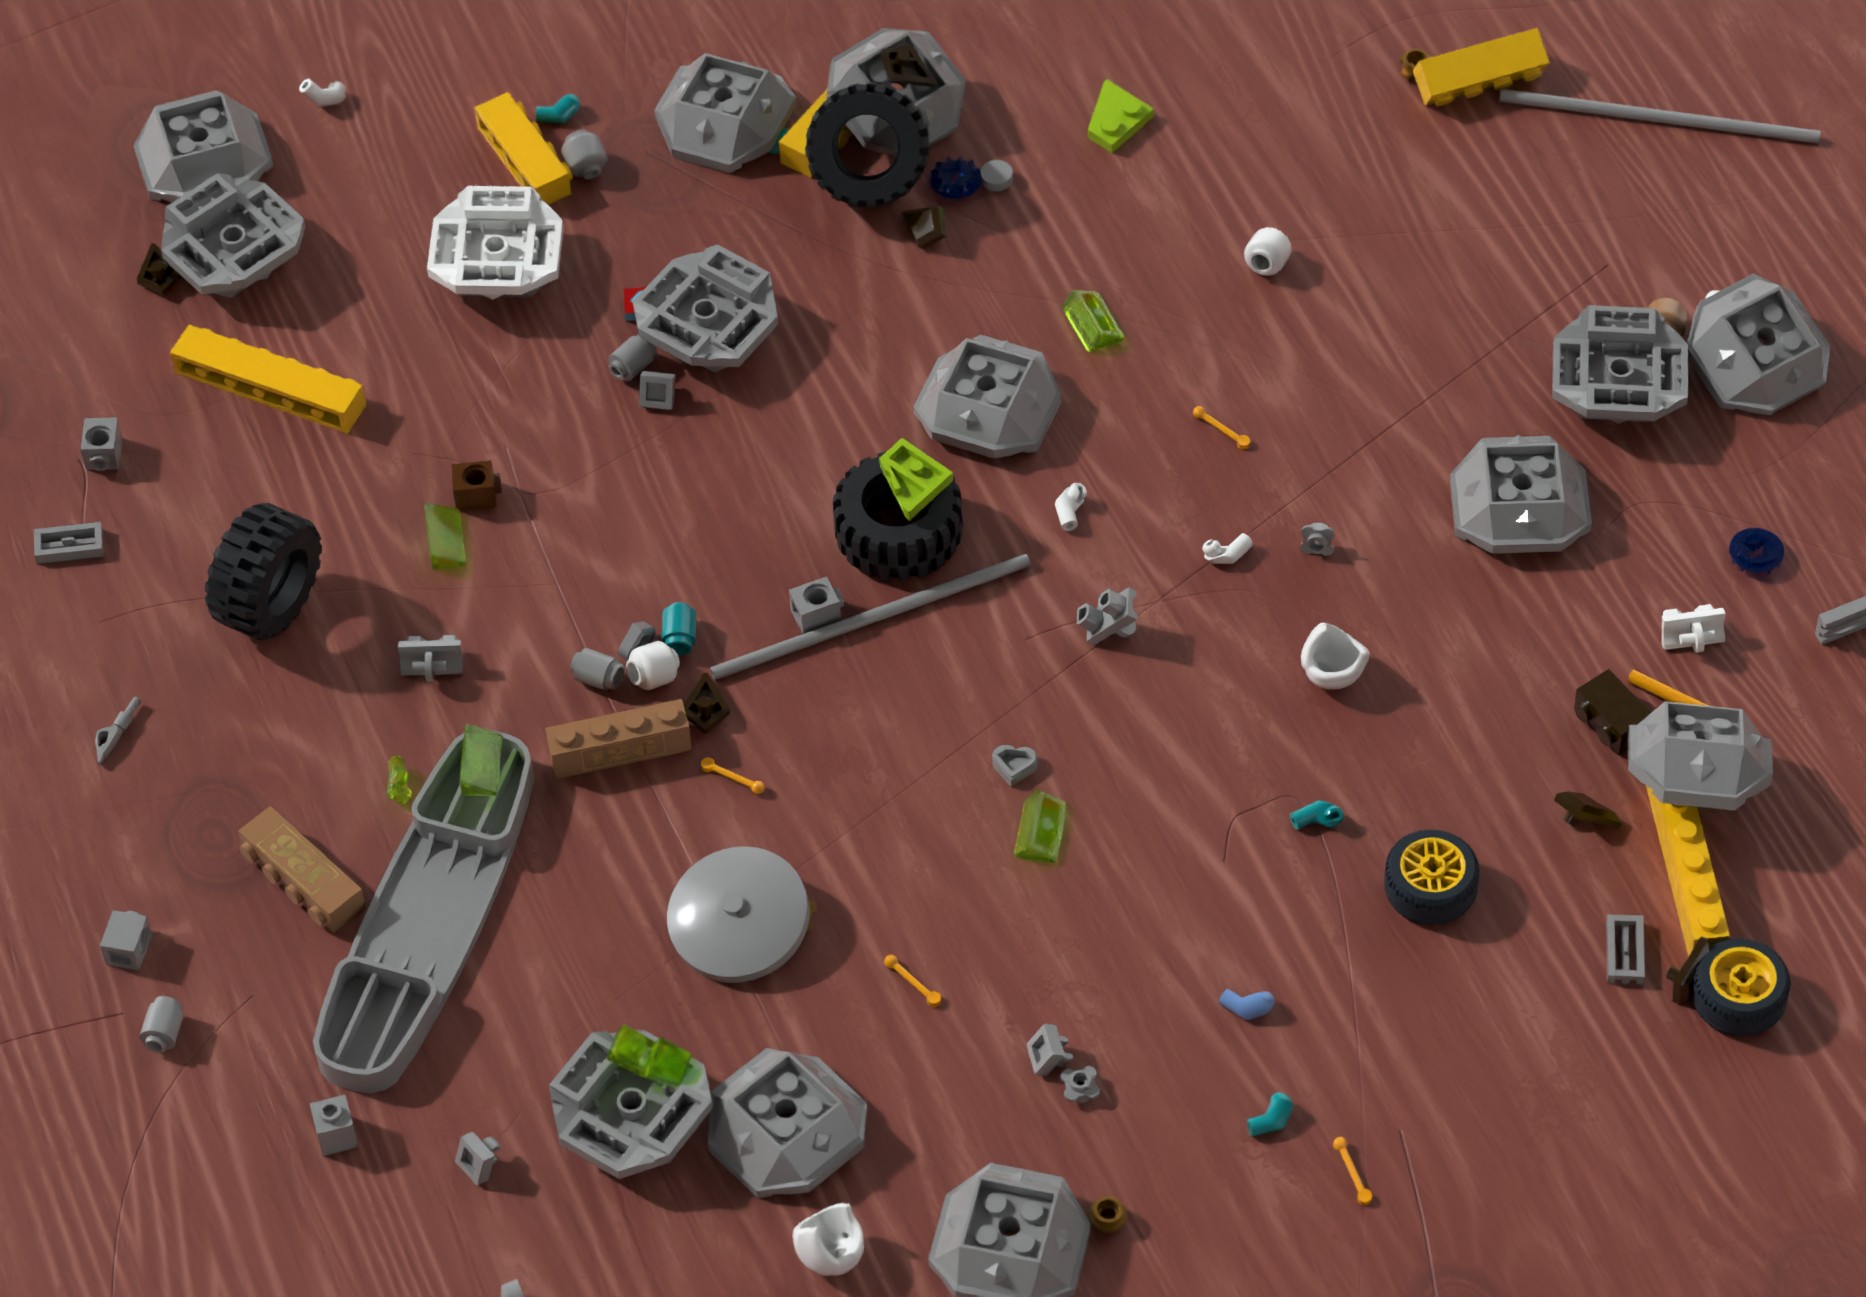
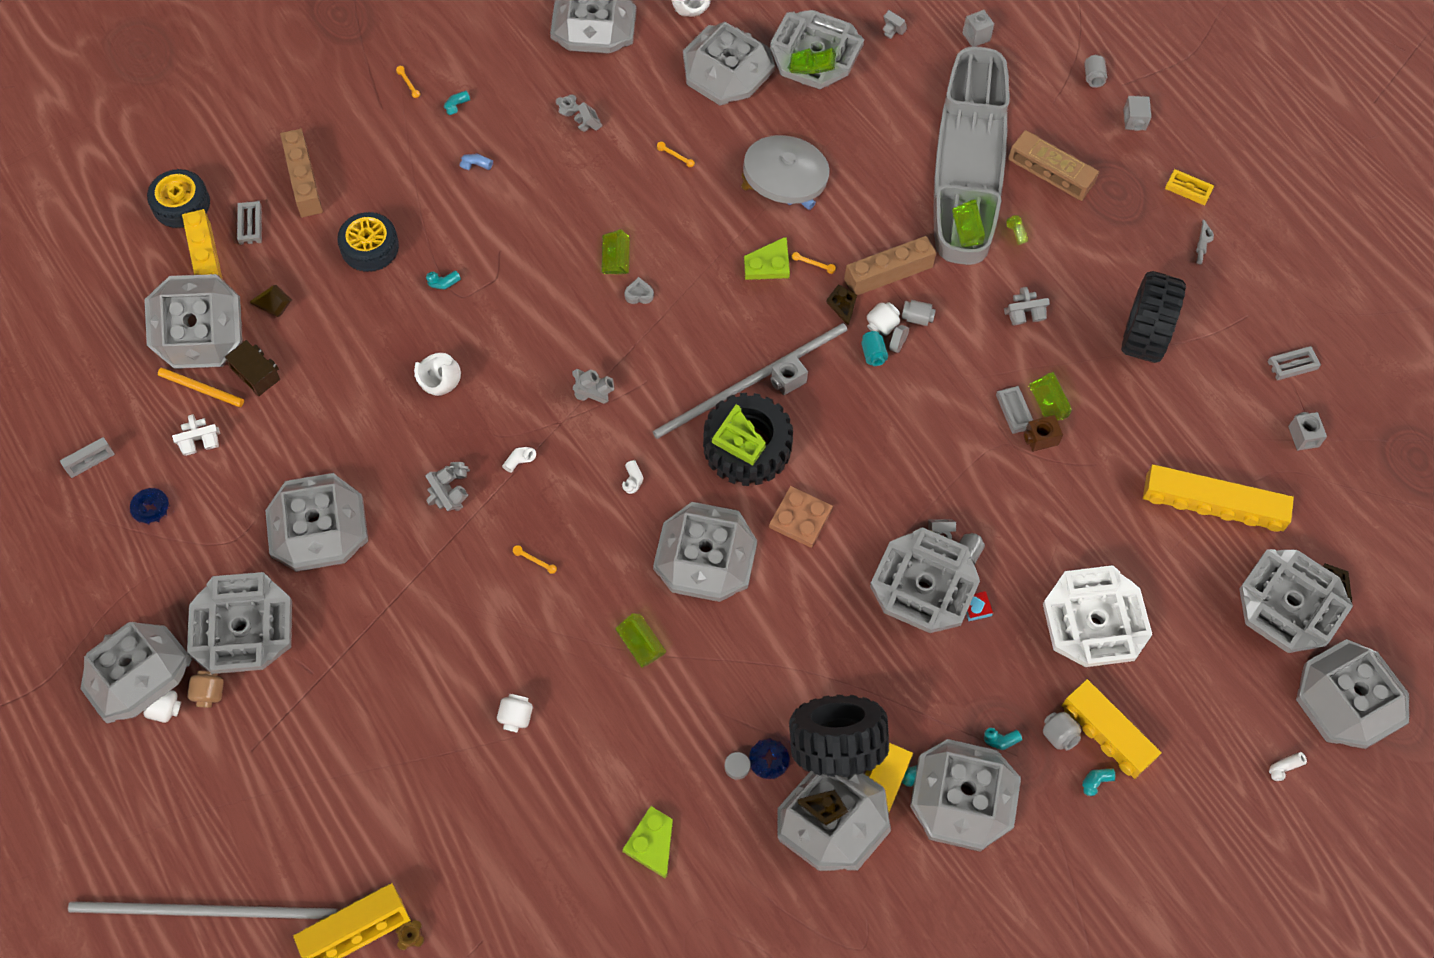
camera: 165 degrees right, 10 degrees up
(78, 823) = (1189, 188): none -> yellow tile
(499, 531) = (1014, 408): none -> light grey tile
(661, 160) = (1000, 741): none -> teal arm
(803, 783) = (768, 262): none -> lime wing
(845, 433) = (801, 516): none -> nougat plate
(926, 225) = (779, 701): dark brown piece -> none
(1111, 1206) = (541, 40): pearl gold plate -> none
(1336, 507) = (441, 491): none -> light grey hips
(1538, 1007) = (301, 173): none -> medium nougat brick
(1684, 977) = (212, 199): dark brown piece -> none

